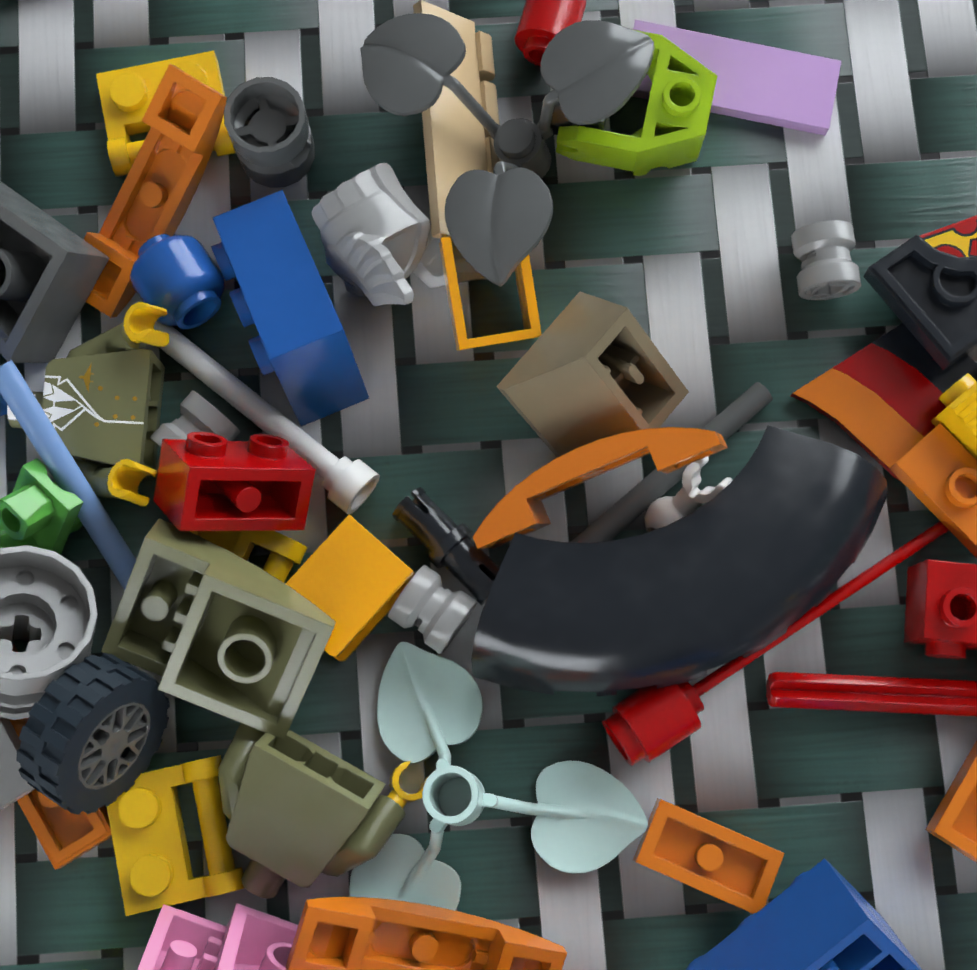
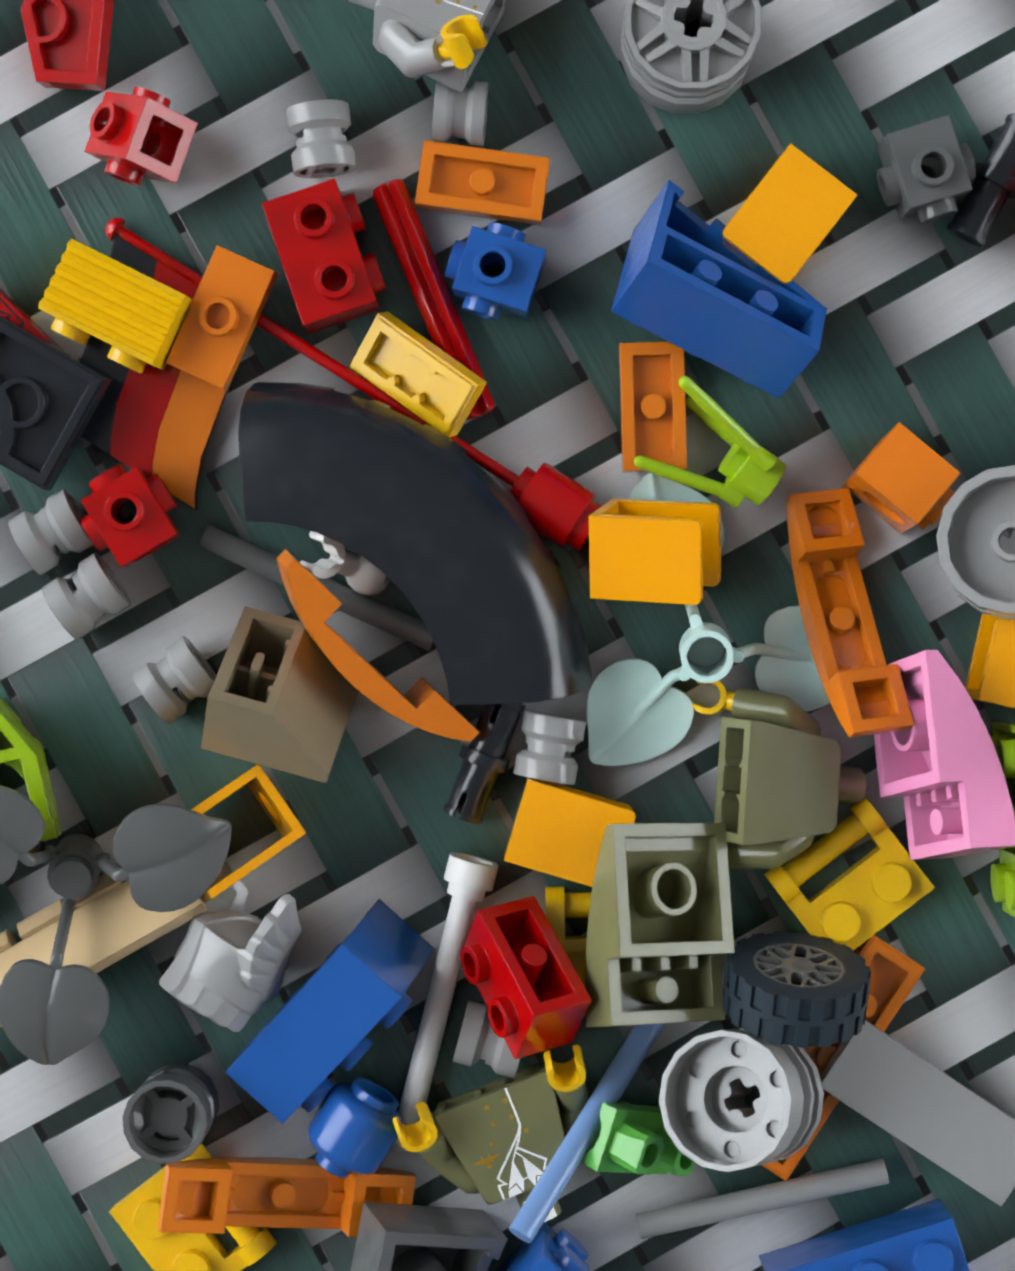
camera: 110 degrees left, 10 degrees up
(572, 792) = (654, 550): none -> light orange piece
(611, 924) = (748, 467): none -> lime plant
(647, 297) = (175, 680): none -> light grey wheel
(756, 263) = (86, 596): none -> light grey wheel
(814, 330) = (149, 529): none -> red brick
(833, 647) = (417, 374): none -> yellow plate
(902, 765) = (507, 293): none -> blue brick

